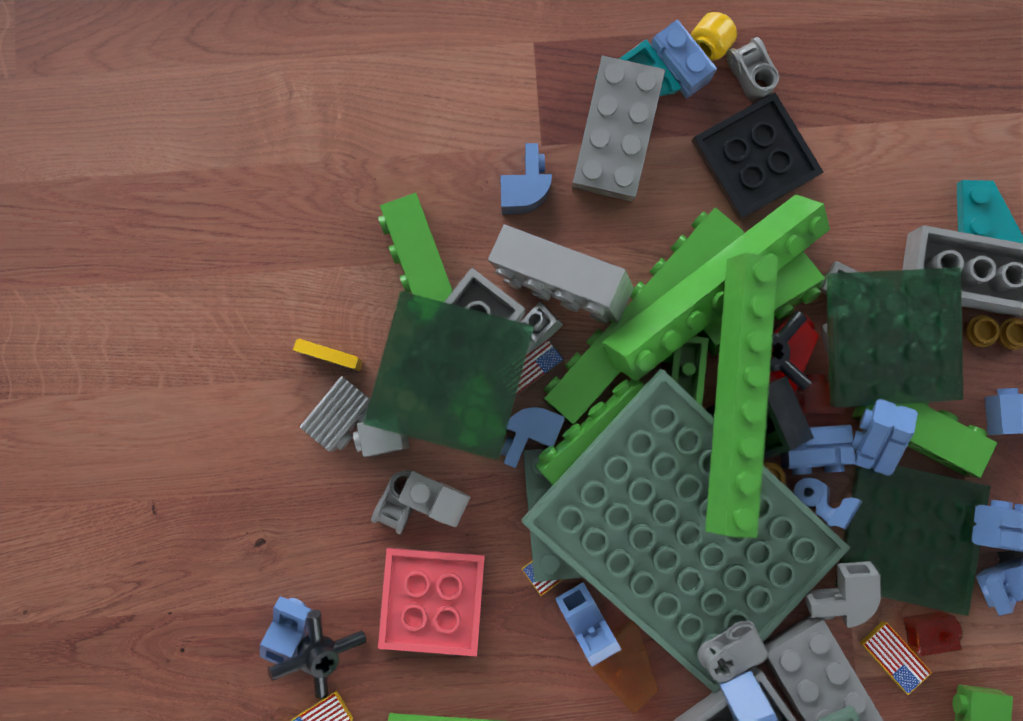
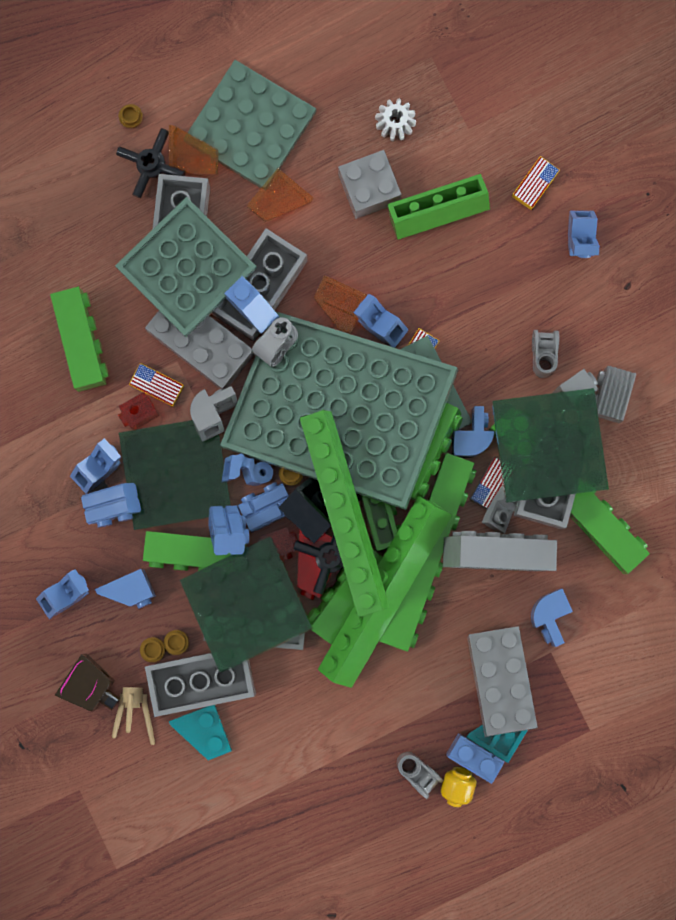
camera: 160 degrees right, 0 degrees up
(317, 654) = (555, 227): black bar -> none
(328, 354) = (638, 433): yellow tile -> none
(431, 601) = (492, 294): coral plate -> none
(434, 498) = (515, 361): light grey brick -> none
(757, 156) = (389, 707): black plate -> none

